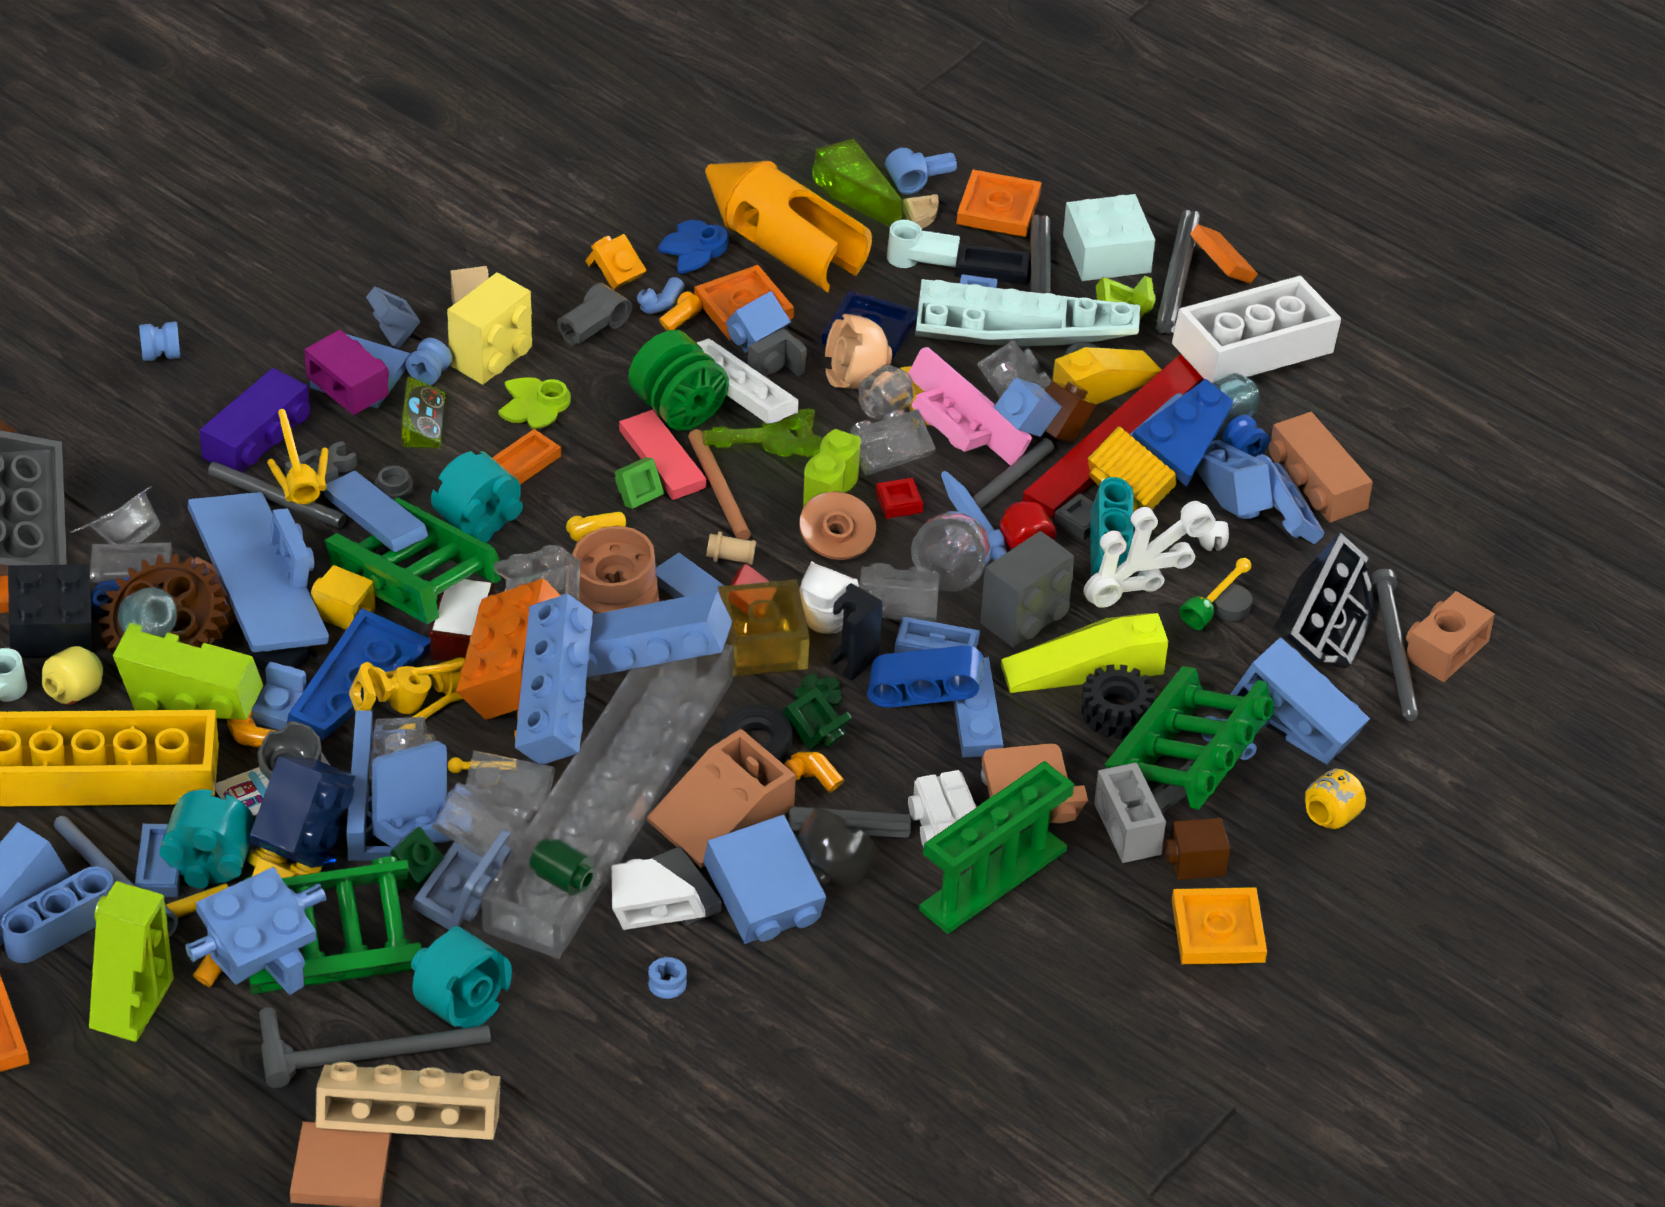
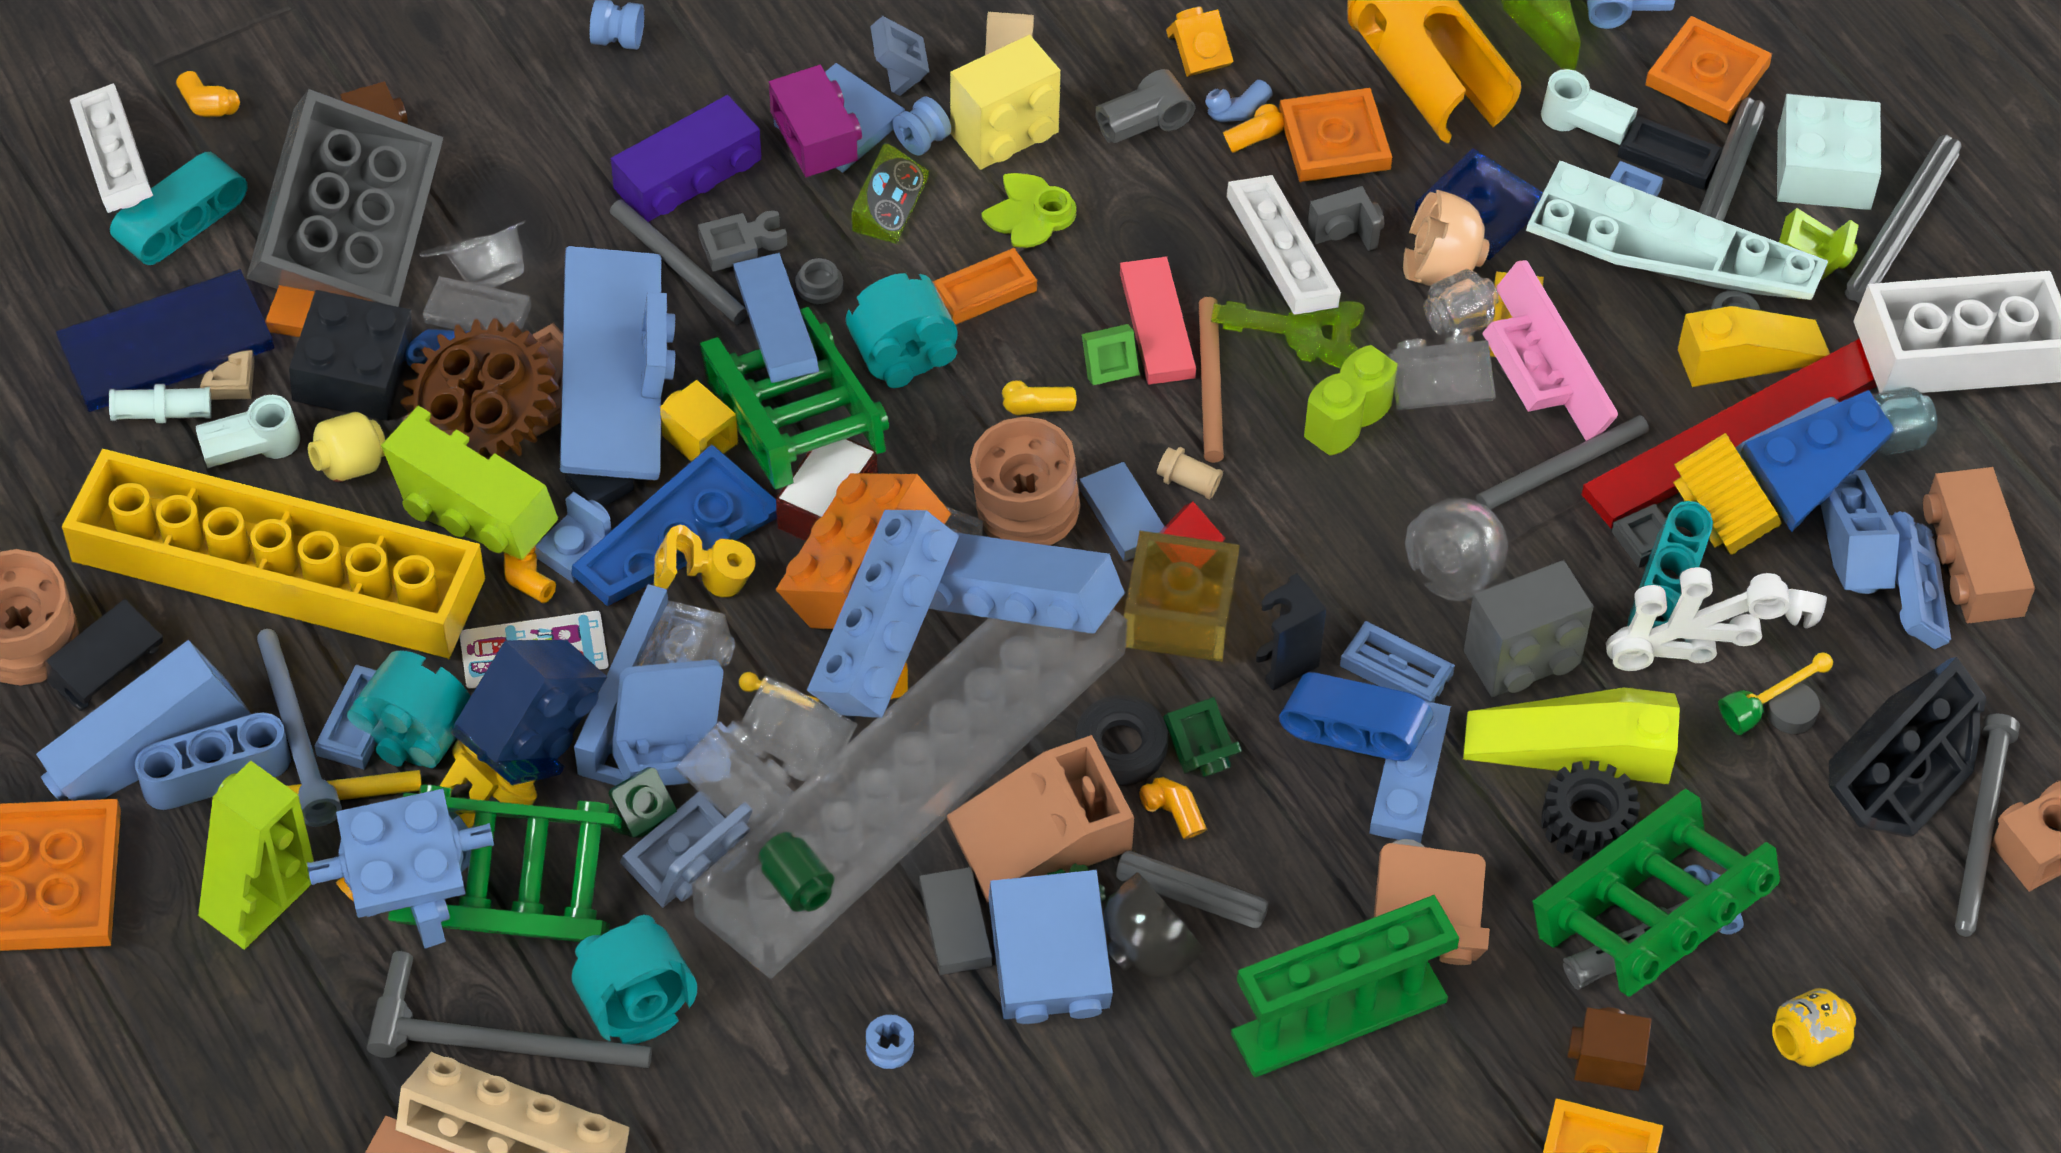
camera: 20 degrees right, 10 degrees up
(150, 609) = (447, 396): clear light blue head -> none
(291, 741) = (553, 614): dark grey hair -> none
(302, 482) = (703, 252): yellow plant -> none
(444, 679) = (774, 562): yellow plant -> none
(551, 563) = (936, 458): clear bracket -> none
(651, 895) = (901, 928): white slope -> none
(678, 380) = (1205, 228): green wheel -> none
(695, 244) = (1306, 39): blue plate -> none
(756, 321) = (1333, 169): medium blue brick -> none
(818, 593) = (1263, 569): white piece -> none
(827, 686) = (1230, 698): dark green plant -> none
(840, 513) = (1333, 455): nougat dish -> none
(899, 498) = (1426, 452): red tile -> none
(903, 592) = (1371, 588): clear bracket -> none
(921, 209) = (1608, 56): tan tile -> none
(939, 802) = (1310, 902): white brick -> none
(964, 503) = (1506, 505): medium blue sword -> none
(1010, 362) = (1636, 324): clear bracket -> none
(1023, 521) = (1566, 535): red head -> none
(1027, 407) = (1624, 374): medium blue brick -> none
(1074, 411) = (1672, 386): reddish brown brick -> none
(1129, 812) = (1539, 977): light grey brick -> none
(1223, 254) = (1971, 209): orange tile -> none
(1245, 435) = (1897, 479): blue wheel -> none
(1305, 702) = (1823, 880): medium blue wedge -> none

